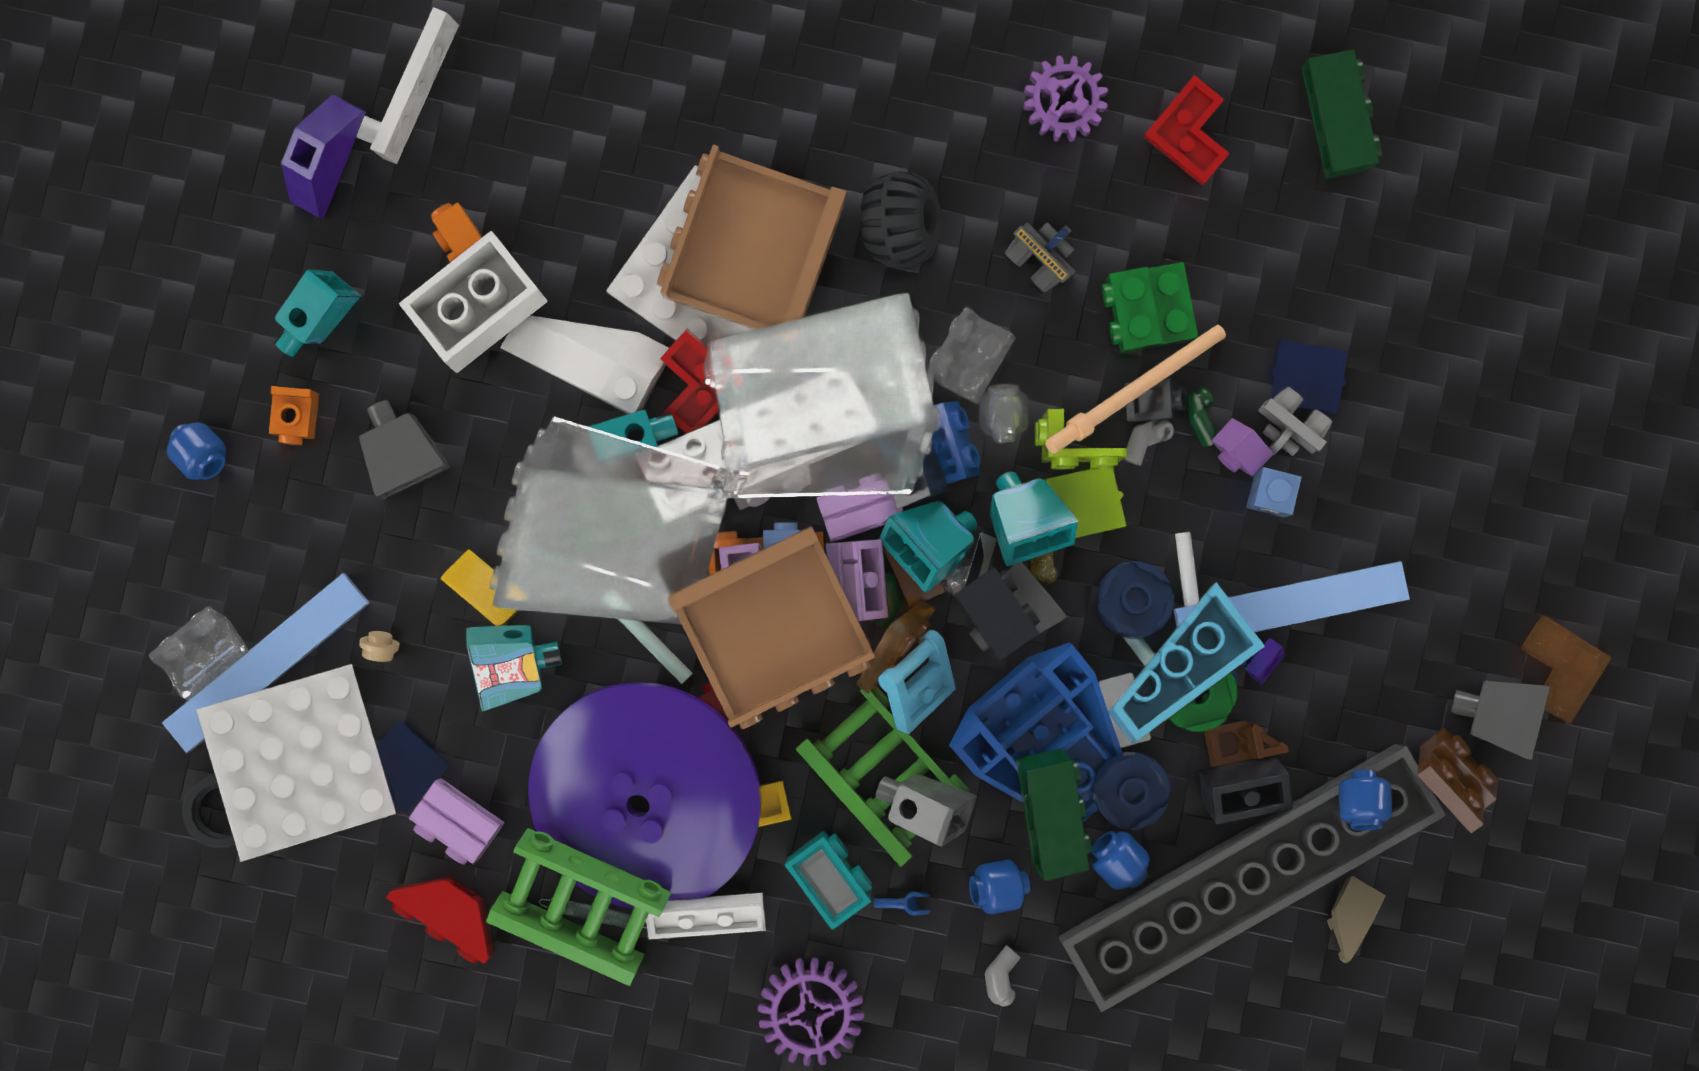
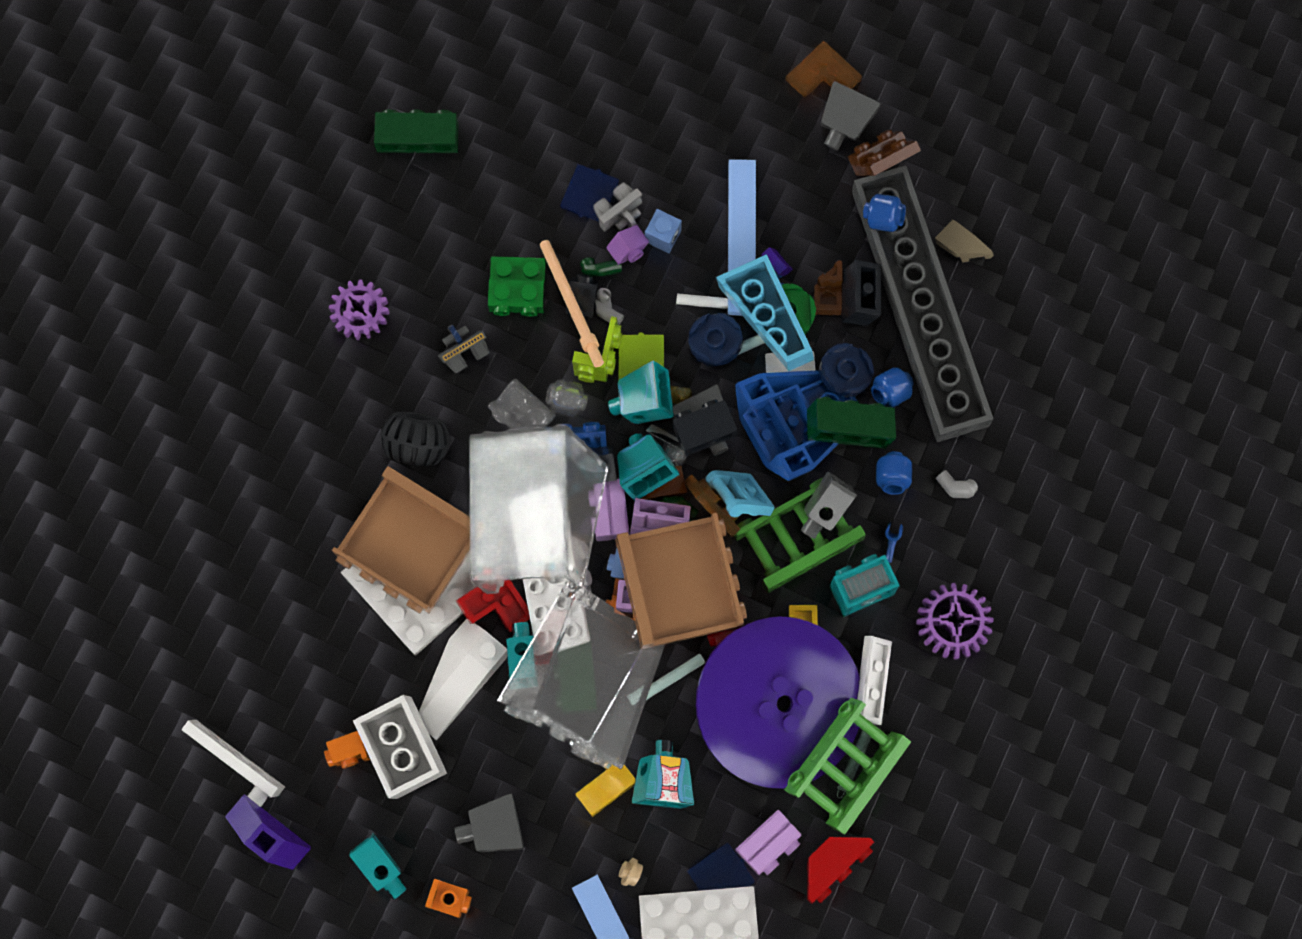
camera: 75 degrees left, 10 degrees down
(1180, 135) = (400, 239): red plate -> none

